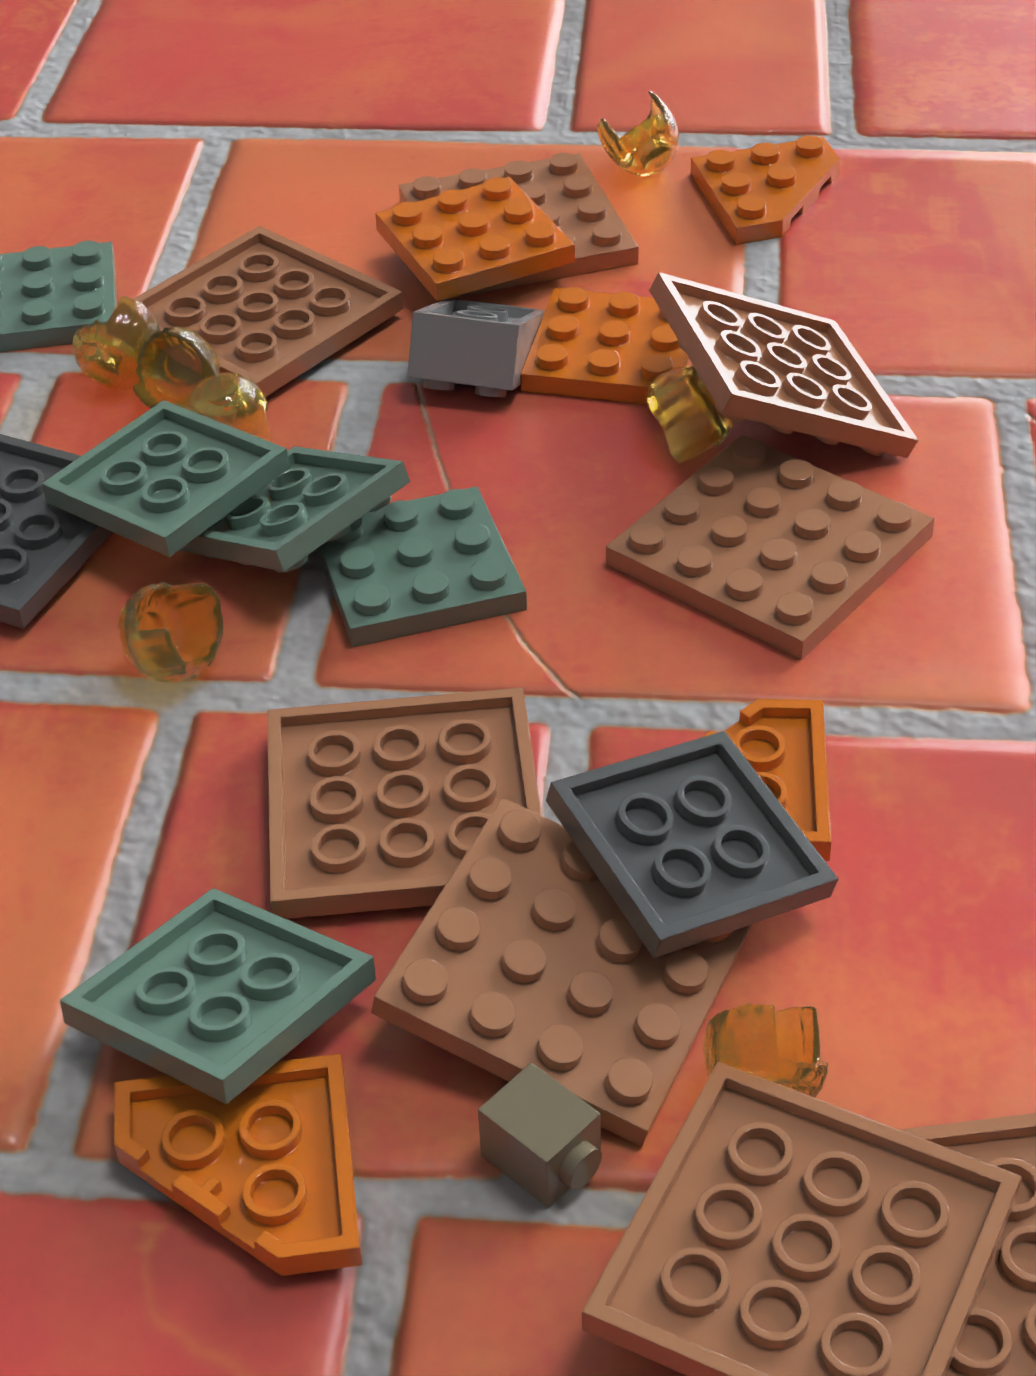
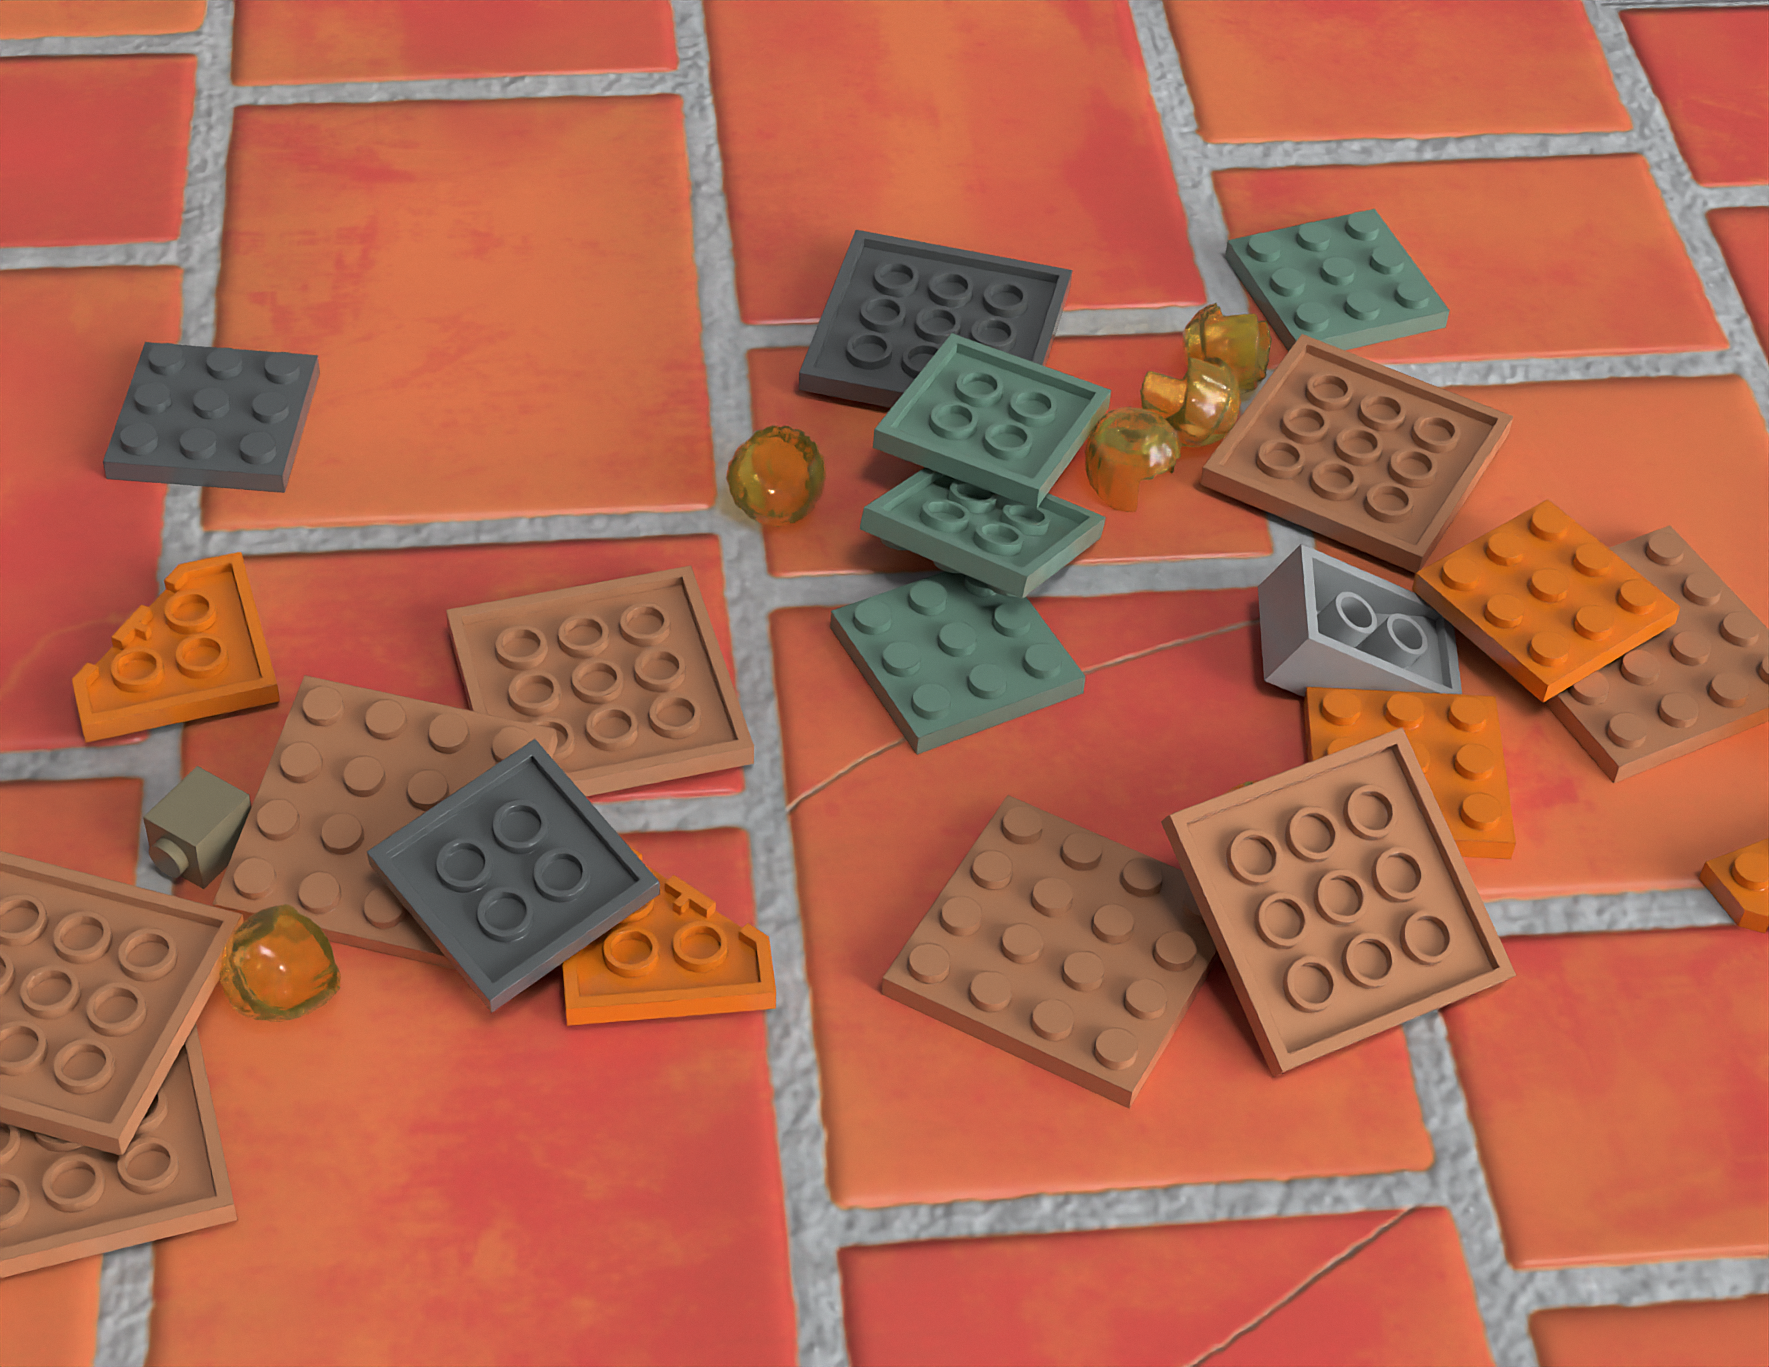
camera: 75 degrees right, 5 degrees up
(218, 993) = (332, 592): sand green plate -> none

